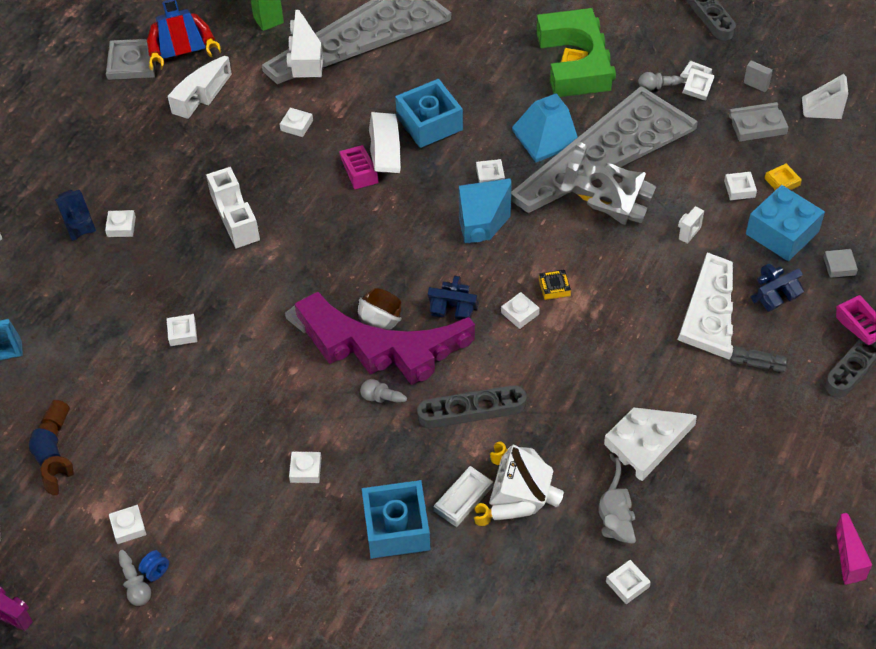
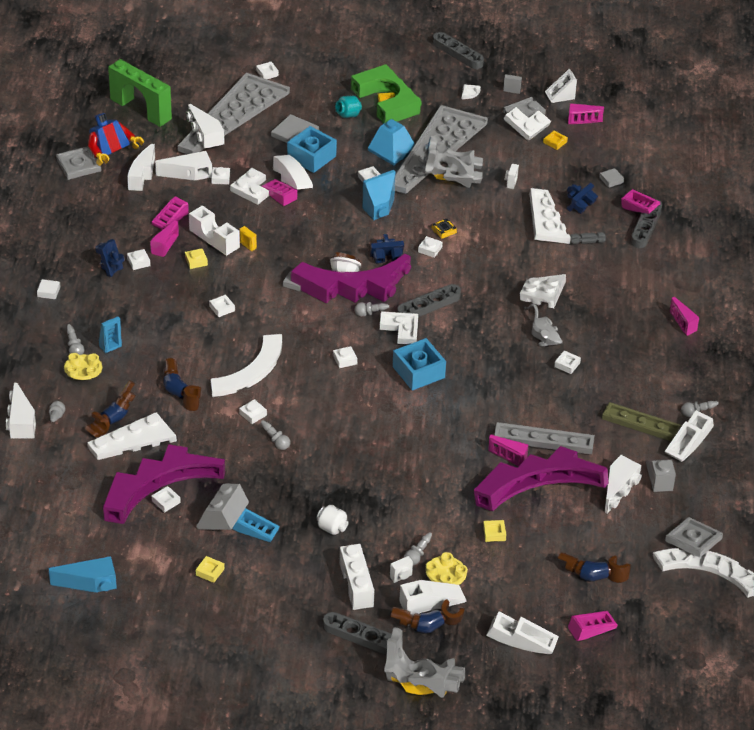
camera: 25 degrees left, 10 degrees down
(153, 565) = (285, 424): blue bush -> none
(167, 202) = (164, 240): none -> dark pink slope
(169, 453) = (252, 373): none -> white tile
(194, 242) = (196, 258): none -> light yellow plate
(212, 160) = (175, 209): none -> dark pink slope
(257, 99) = (189, 166): none -> white slope
(273, 230) = (248, 238): none -> yellow tile
(322, 146) = (248, 186): none -> white plate
(416, 438) = (404, 323): none -> white plate
(427, 70) = (290, 128): none -> light grey tile
(463, 496) = (450, 346): white tile -> none
(514, 59) = (348, 106): none -> teal head
(520, 485) = (482, 331): white torso -> none
(651, 81) = (449, 100): light grey bar -> none
(698, 84) = (476, 96): white plate -> none
(740, 185) = (531, 148): white plate -> none
(750, 148) = (527, 126): none -> white plate
(785, 222) = (569, 162): dark azure brick -> none
(835, 145) = (577, 109): none -> dark pink slope

